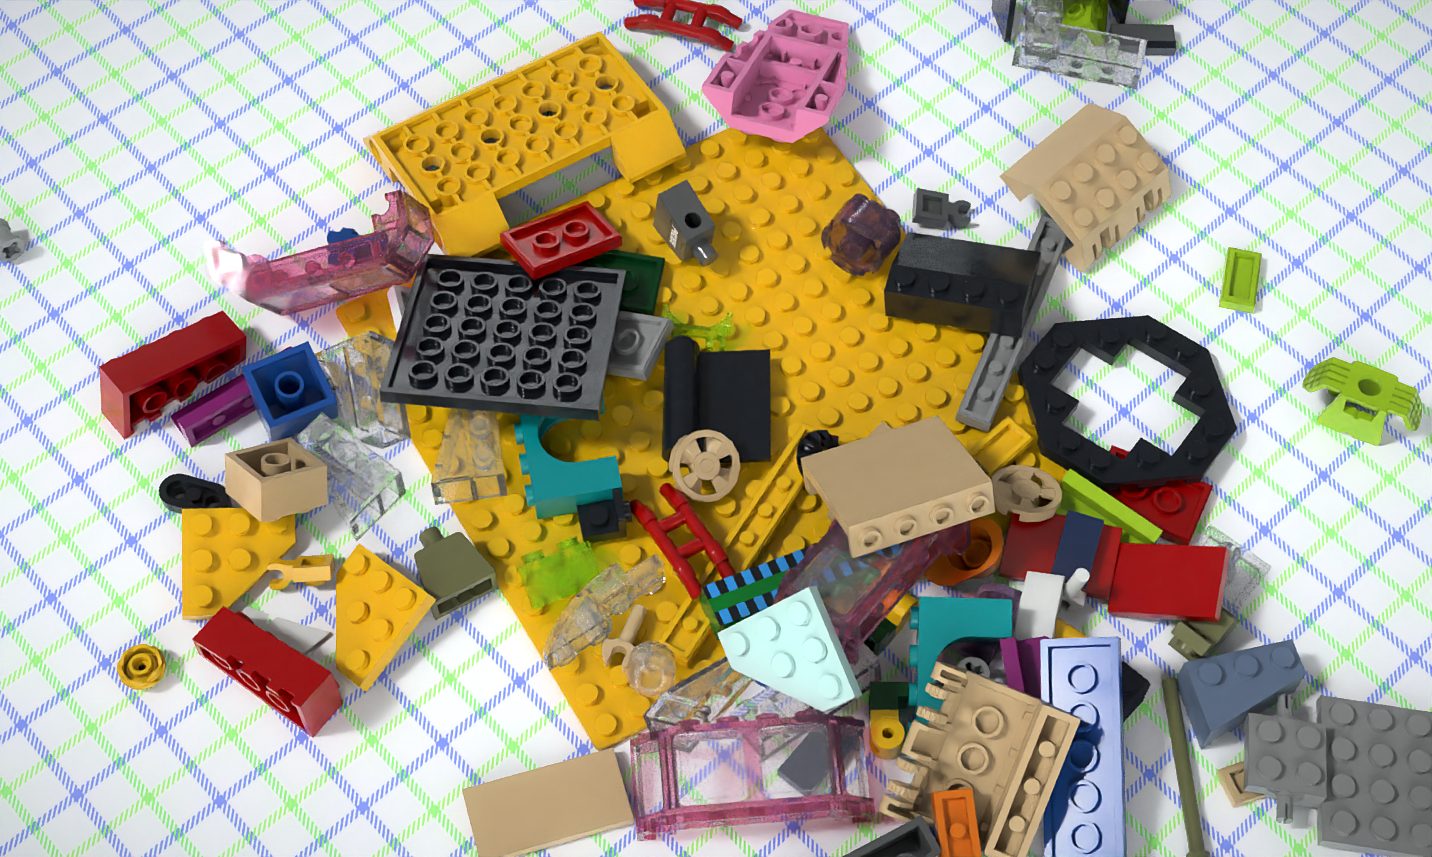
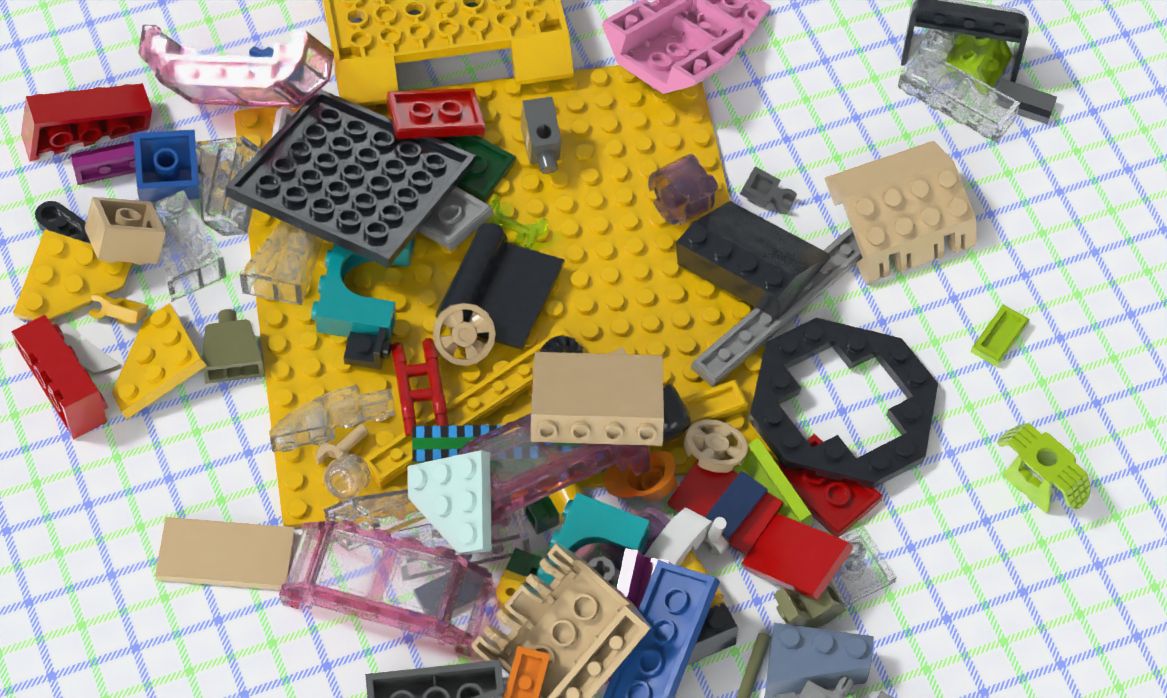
camera: 20 degrees right, 0 degrees up
(558, 572) = (310, 379): clear neon green bracket -> none

